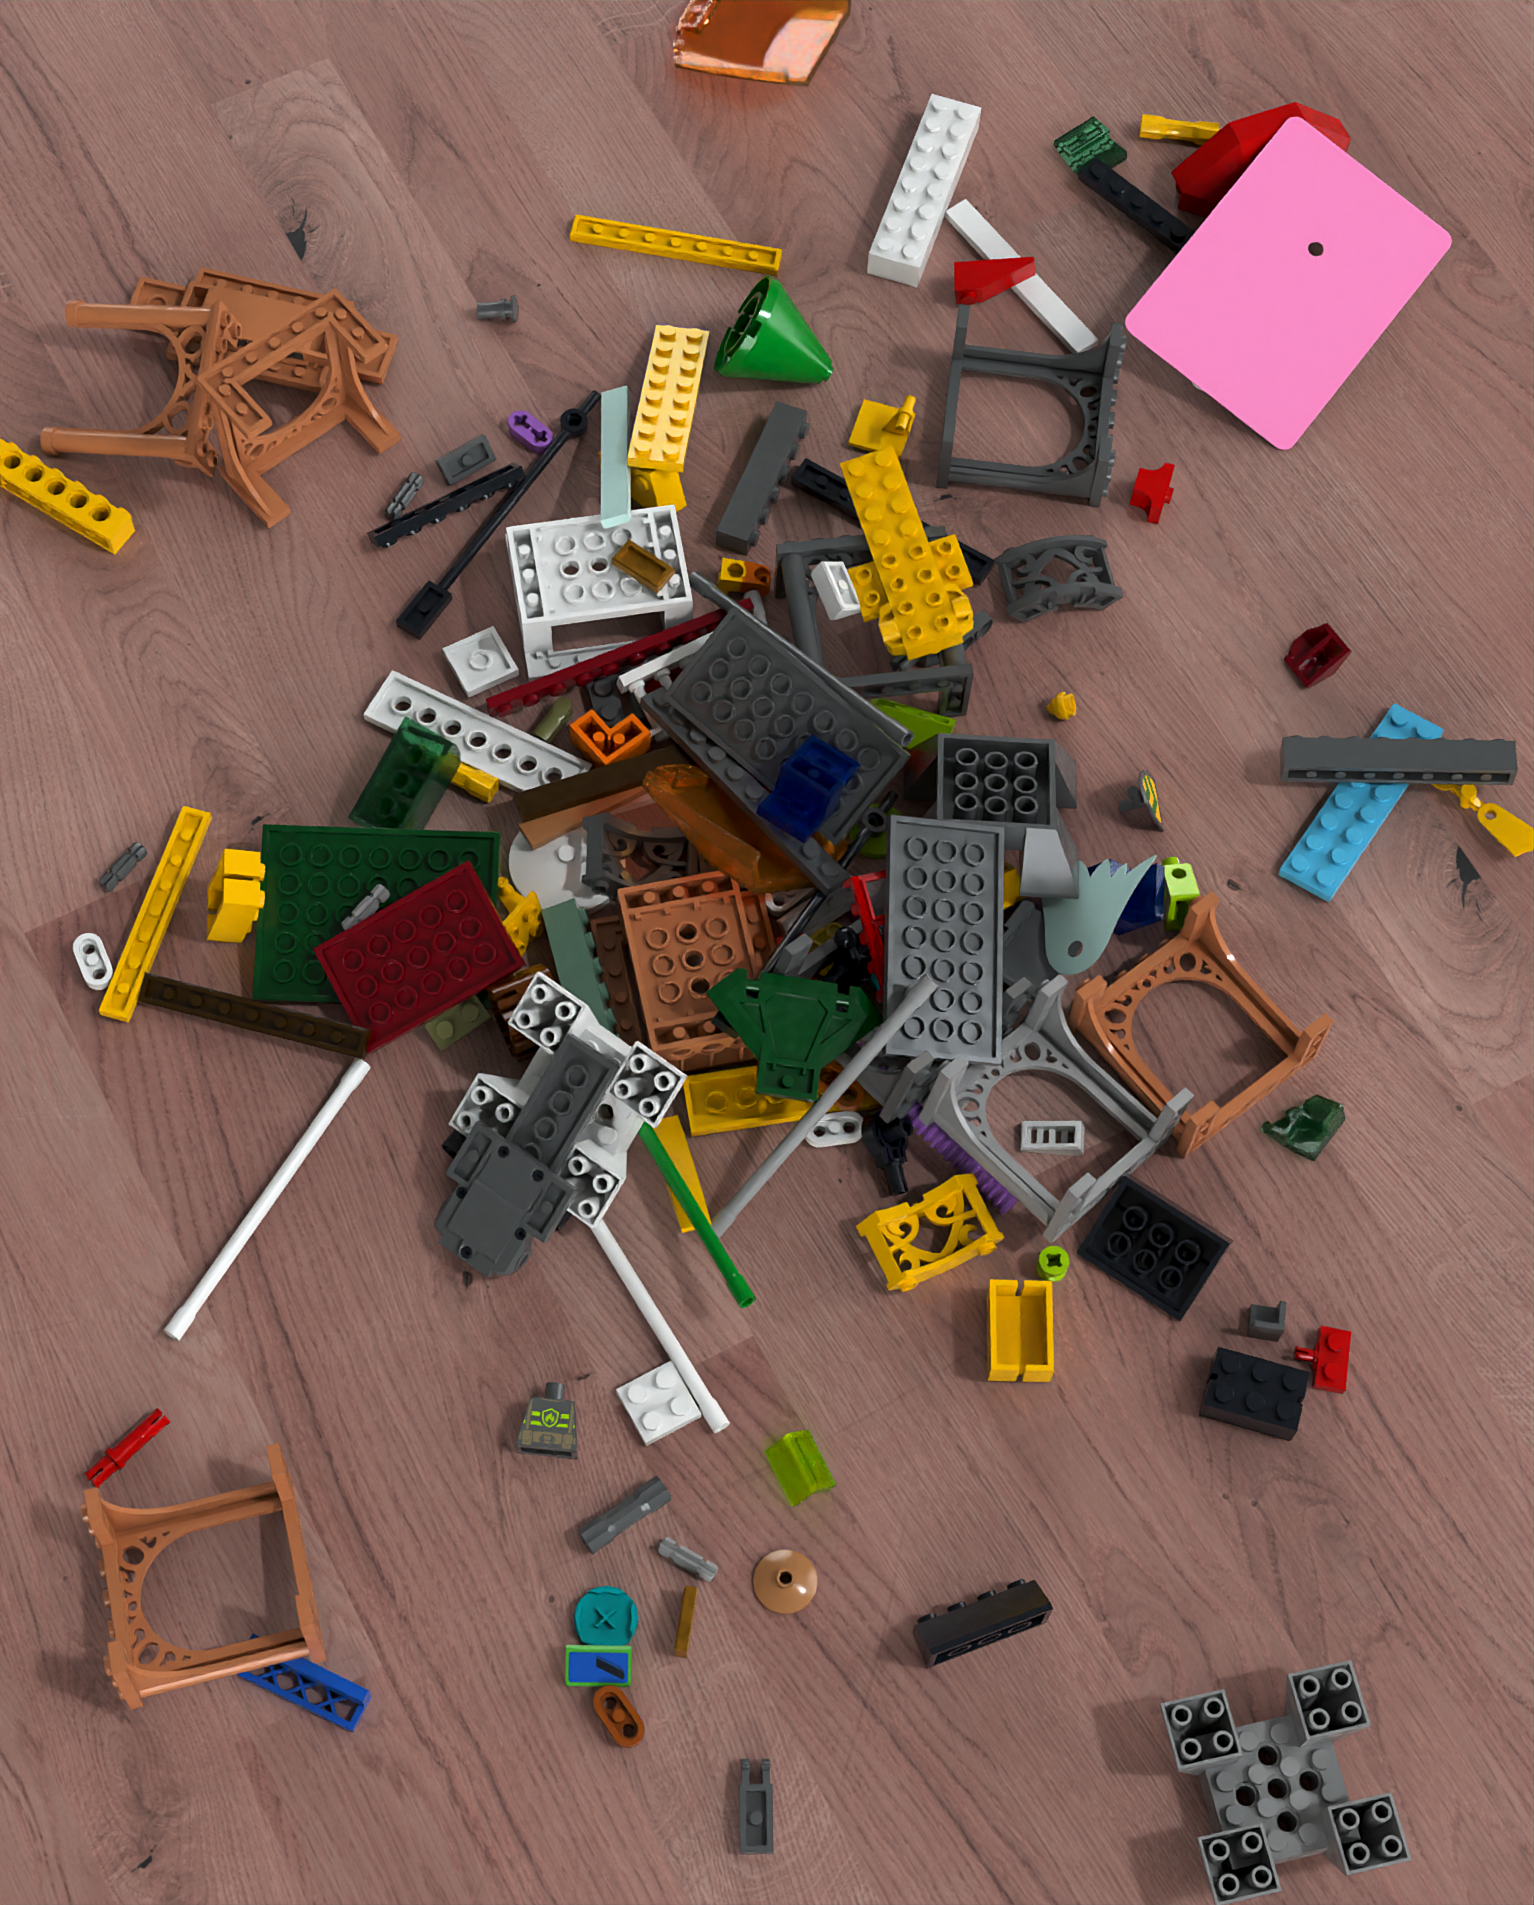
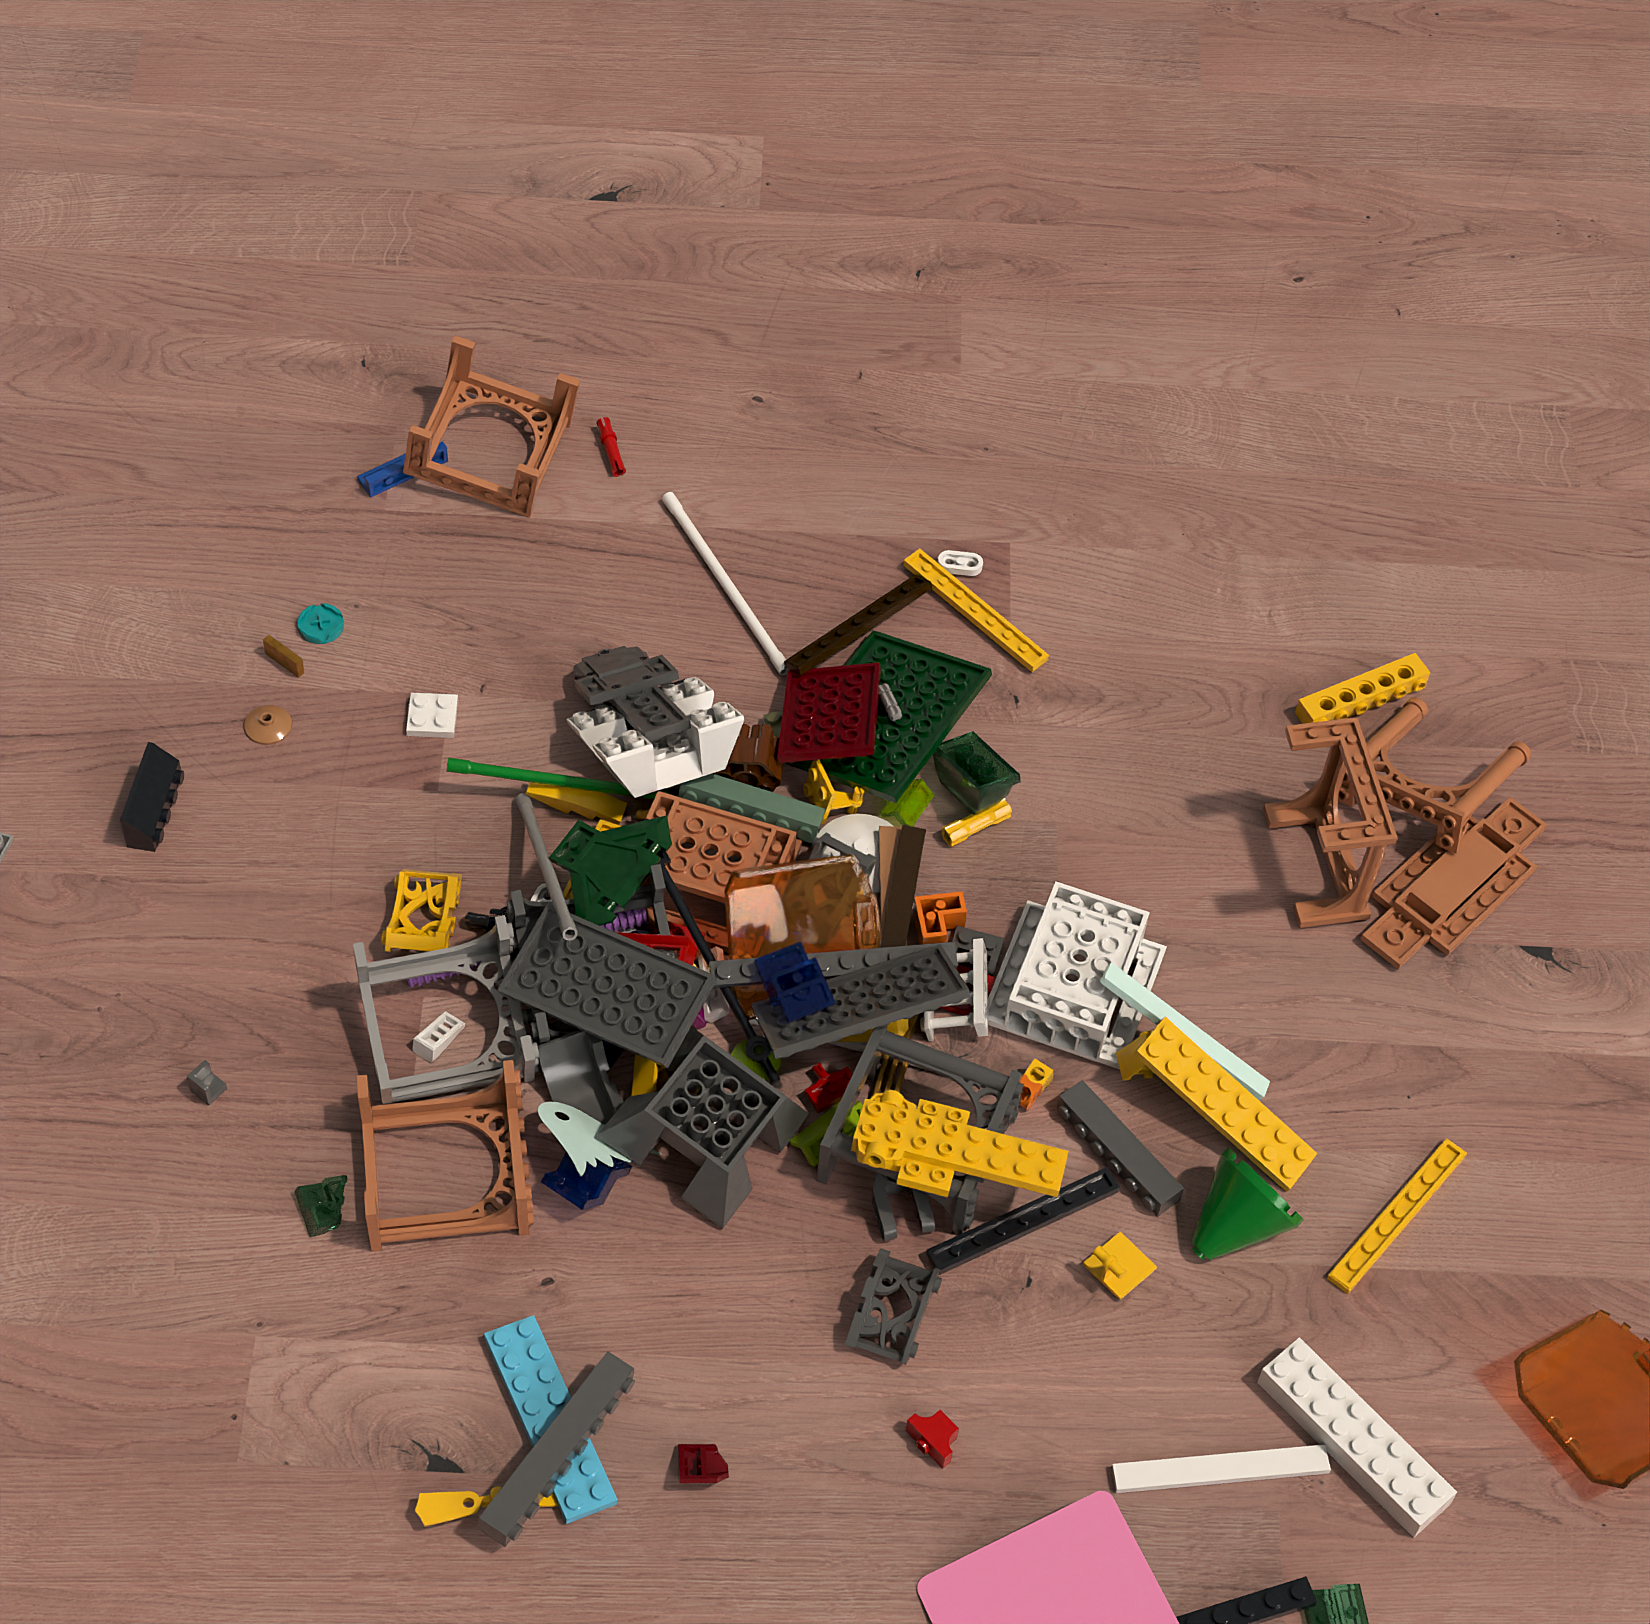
camera: 120 degrees right, 10 degrees down
(122, 866) = (1024, 609): dark grey axle -> none
(234, 895) = (955, 640): yellow piece -> none
(404, 495) = (1243, 904): dark grey axle -> none
(435, 598) = (1138, 878): black bar -> none
(456, 500) = (1217, 924): black plate -> none
(465, 459) = (1253, 955): dark grey plate -> none
(473, 724) = (997, 833): white plate -> none
(480, 661) = (1062, 870): white plate -> none
(501, 309) = (1389, 1053): dark grey pin -> none
(533, 429) = (1257, 1014): medium lavender beam -> none
(549, 1425) = (459, 648): dark grey torso -> none
(553, 722) = (981, 901): olive bar -> none
(598, 1665) = (293, 601): slope -> none
(606, 1527) = (374, 659): dark grey axle -> none
(607, 663) = (1001, 965): dark red plate -> none
(619, 1717) = (257, 598): dark orange plate -> none
(643, 566) = (1058, 979): pearl gold tile -> none
(687, 1559) = (321, 679): light grey axle -> none
(707, 1404) = (408, 738): white piece -> none
(756, 1811) = (148, 636): dark grey hinge -> none
(799, 1466) = (329, 767): clear neon green panel -> none
(835, 589) = (956, 1095): white slope -> none
(889, 725) = (800, 1037): dark grey piece -> none
(987, 278) = (1229, 1423): red slope -> none
(1020, 1331) = (316, 925): yellow piece -> none
(1049, 1269) = (344, 983): lime wheel -> none
(1062, 706) = (776, 1247): yellow plate -> none
(1090, 368) = (1080, 1455): dark grey arch -> none
(1147, 798) = (654, 1251): dark grey shield -> none
(1154, 1246) = (312, 1049): black slope -> none
(1178, 886) = (561, 1221): lime torso -> none
(1254, 1394) = (164, 1042): black piece -> none
(1328, 1359) = (152, 1110): red plate -> none

